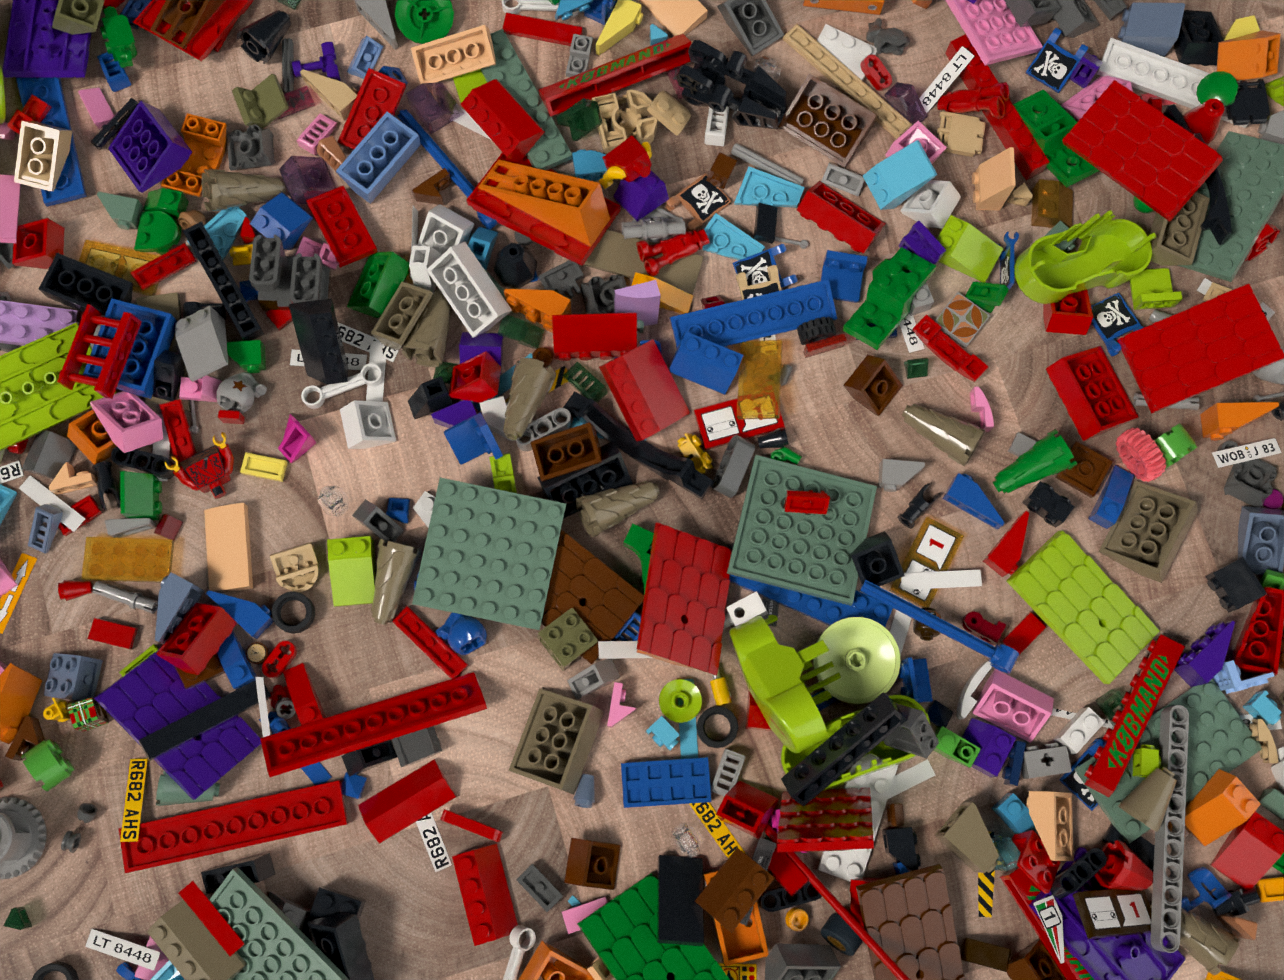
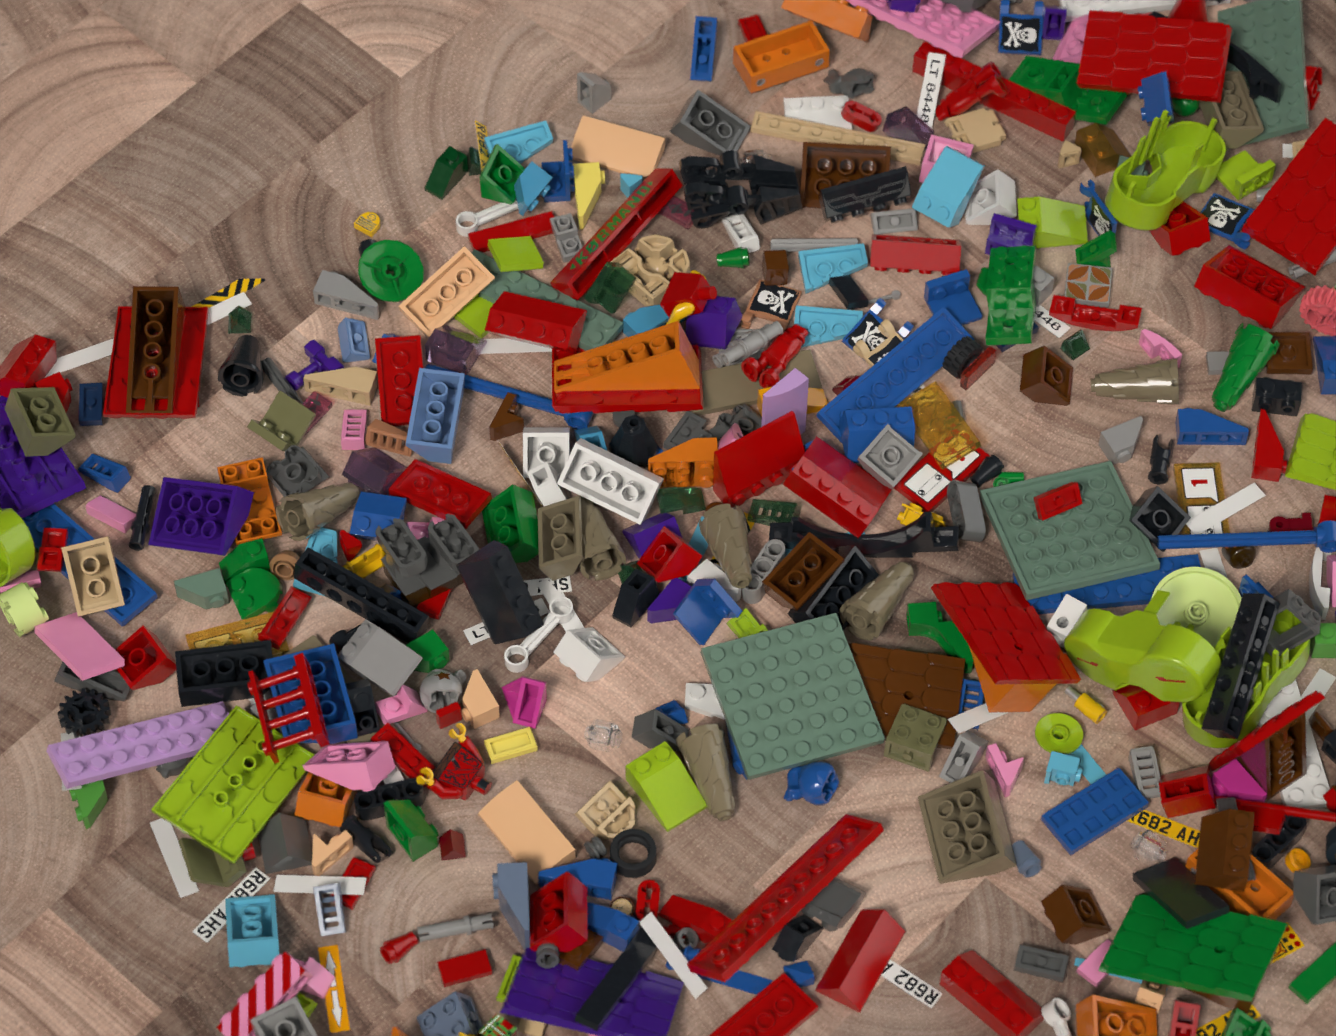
camera: 25 degrees left, 20 degrees down
(119, 37) = (96, 438): green hinge -> none
(124, 527) = (413, 863): light grey slope -> none
(127, 559) = (434, 893): clear yellow plate -> none
(165, 667) = (547, 949): none -> dark grey bush
(259, 418) = (478, 702): none -> light nougat slope
(268, 592) = (595, 848): none -> dark grey bush
(430, 643) = (784, 813): red tile -> none
(471, 825) = (938, 944): red beam -> none
(529, 50) = (515, 254): none -> lime tile
(582, 305) = (730, 436): none -> bright pink slope
(669, 112) = (692, 240): tan slope -> none
(698, 145) = (734, 258): none -> green cone
(699, 388) = (889, 457): none -> light grey slope
(733, 727) = (1113, 723): black tyre -> none
(830, 146) = (865, 194): none -> black slope
(994, 181) = (1038, 150): light nougat slope -> none
(1116, 192) = (1156, 96): none -> blue slope

